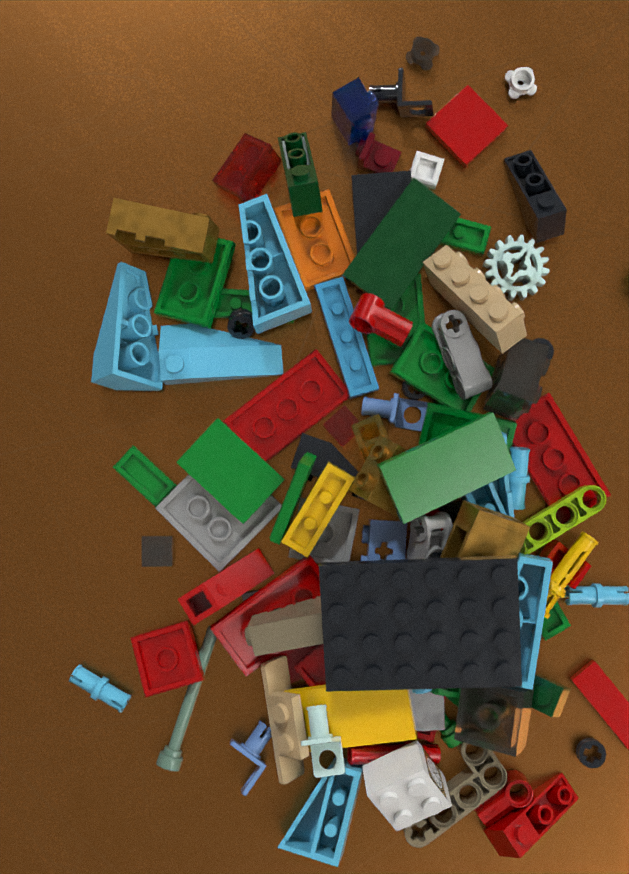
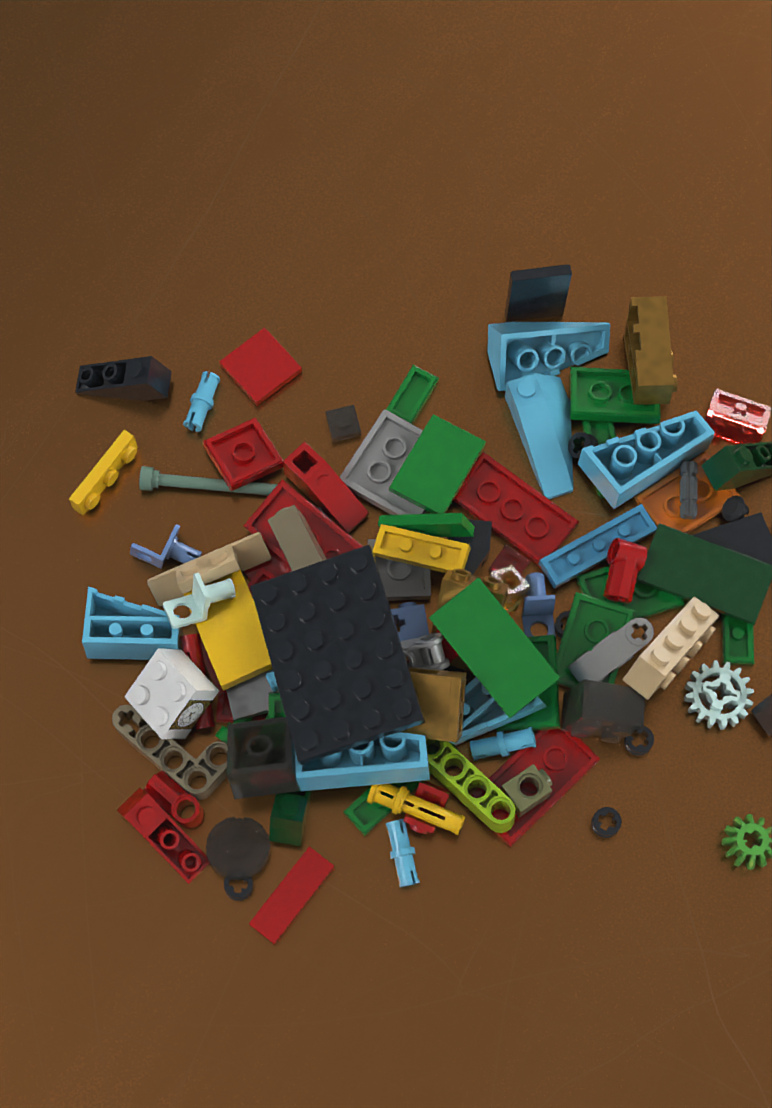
camera: 80 degrees right, 15 degrees down
(56, 763) = (125, 379): none -> black slope
(73, 324) = (537, 292): none -> black tile
(75, 620) = (260, 366): none -> red tile
(155, 804) = (104, 473): none -> yellow plate
(312, 236) = (688, 489): none -> dark grey axle
(340, 199) = (734, 508): none -> black piece
(559, 747) = (238, 848): none -> clear smoke tile
(583, 474) = (526, 803): none -> olive brick
(616, 402) = (601, 813): none -> black bush

